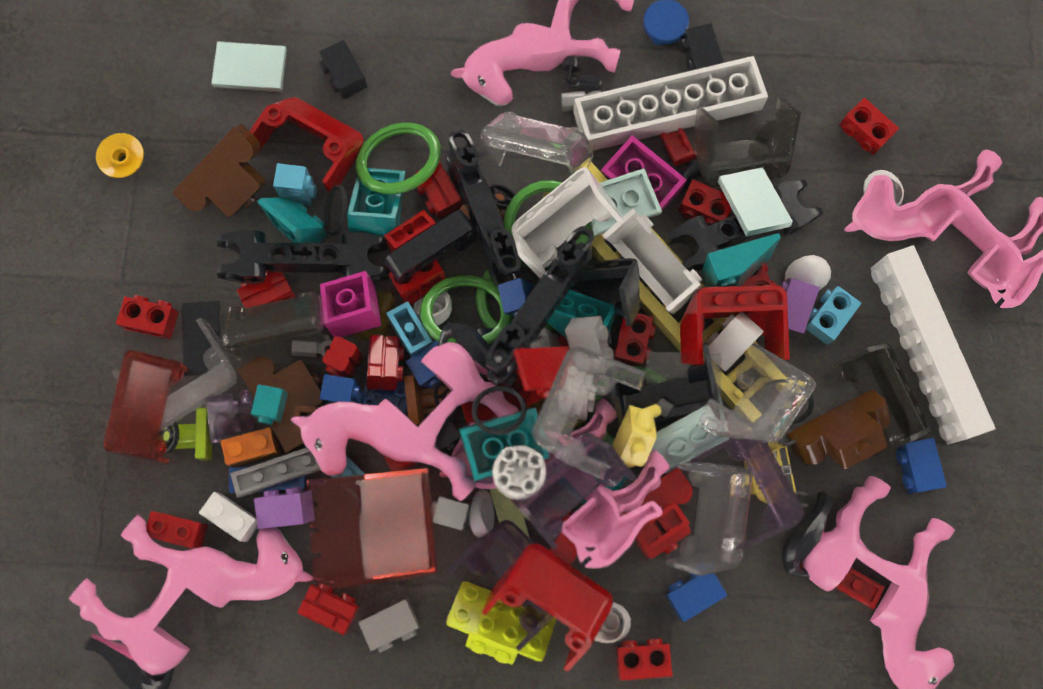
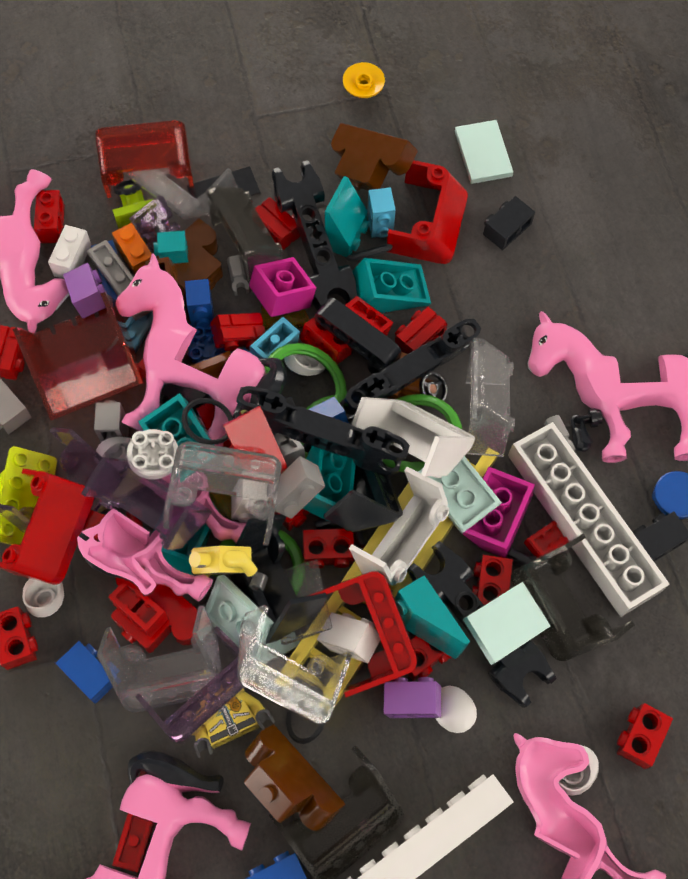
camera: 75 degrees right, 10 degrees down
(146, 321) = (227, 138): red brick -> none
(342, 358) = (231, 294): red brick -> none
(410, 183) = (427, 311): bright green wedge -> none
(835, 318) = (413, 751): medium azure brick -> none

